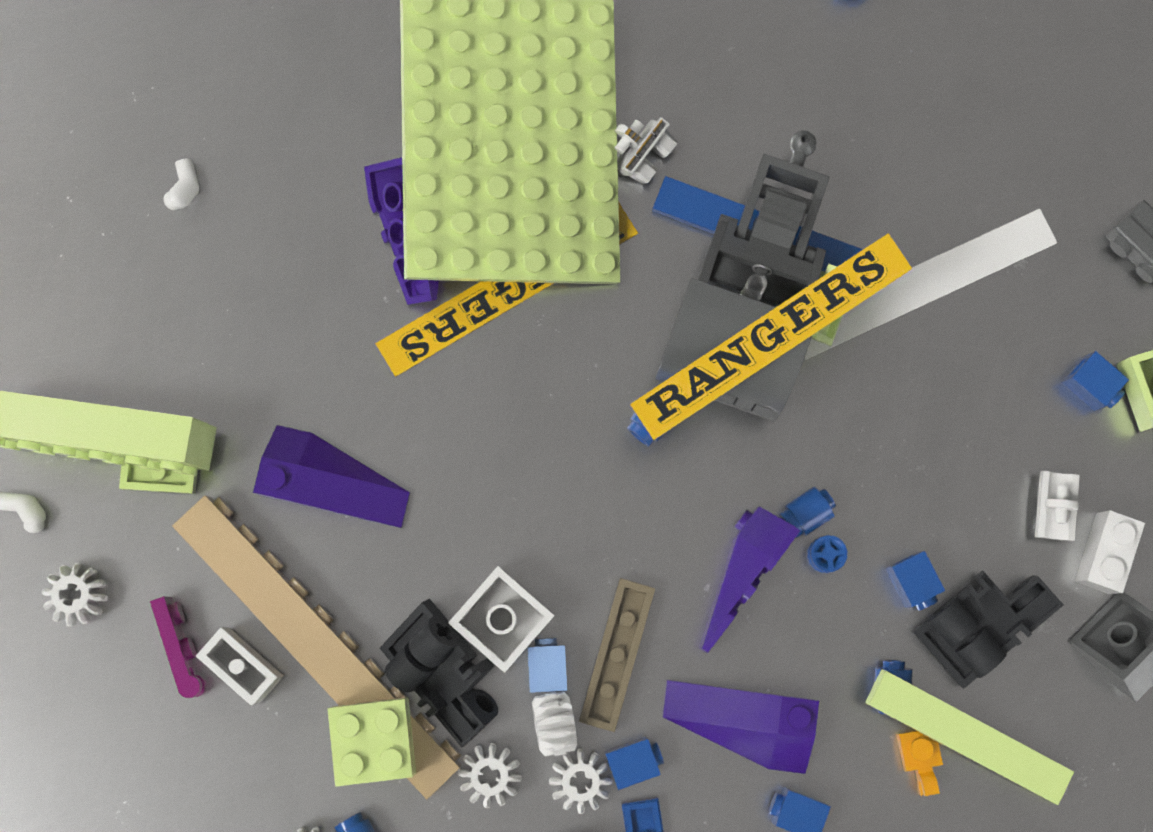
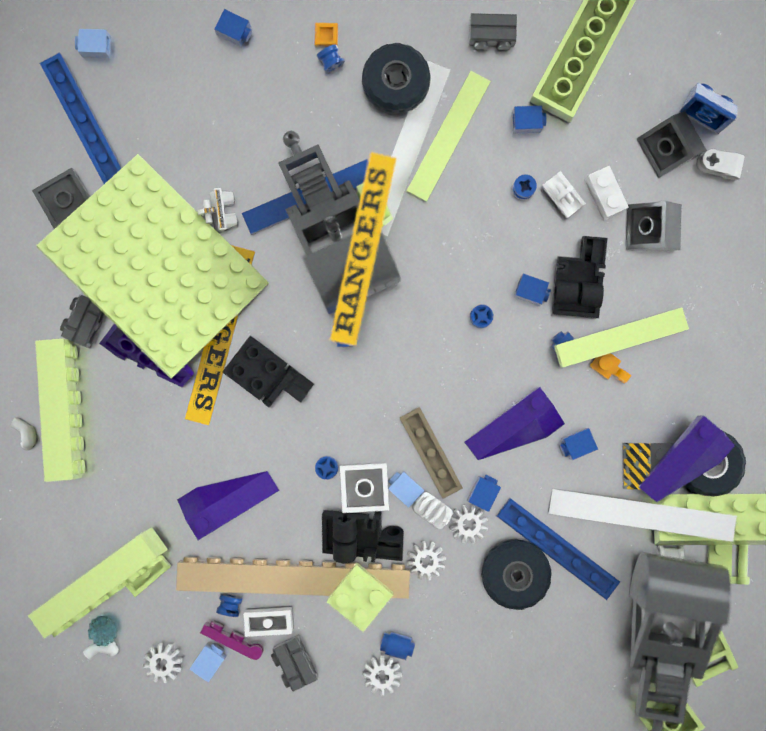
camera: 40 degrees left, 5 degrees up
(44, 490) = (102, 630): none -> clear light blue gear
(127, 644) = (208, 661): none -> light blue brick
(215, 603) = (229, 605): none -> blue wheel
(221, 745) = (294, 663): none -> dark grey brick
(246, 194) = (59, 409): none -> yellowish green brick
(369, 125) = (82, 322): none -> dark grey brick
(476, 550) = (323, 468): none -> blue wheel
(513, 377) = (264, 374): none -> black plate
(753, 552) = (448, 347): dark purple wedge -> none
(809, 511) = (455, 305): blue brick -> none
(933, 100) = (330, 58): none -> blue wheel
(951, 72) = (326, 34): none -> light orange tile
(984, 314) = (448, 136): none -> yellowish green tile
(987, 191) = (396, 78): none -> black wheel
(1011, 458) = (521, 190): none -> blue wheel

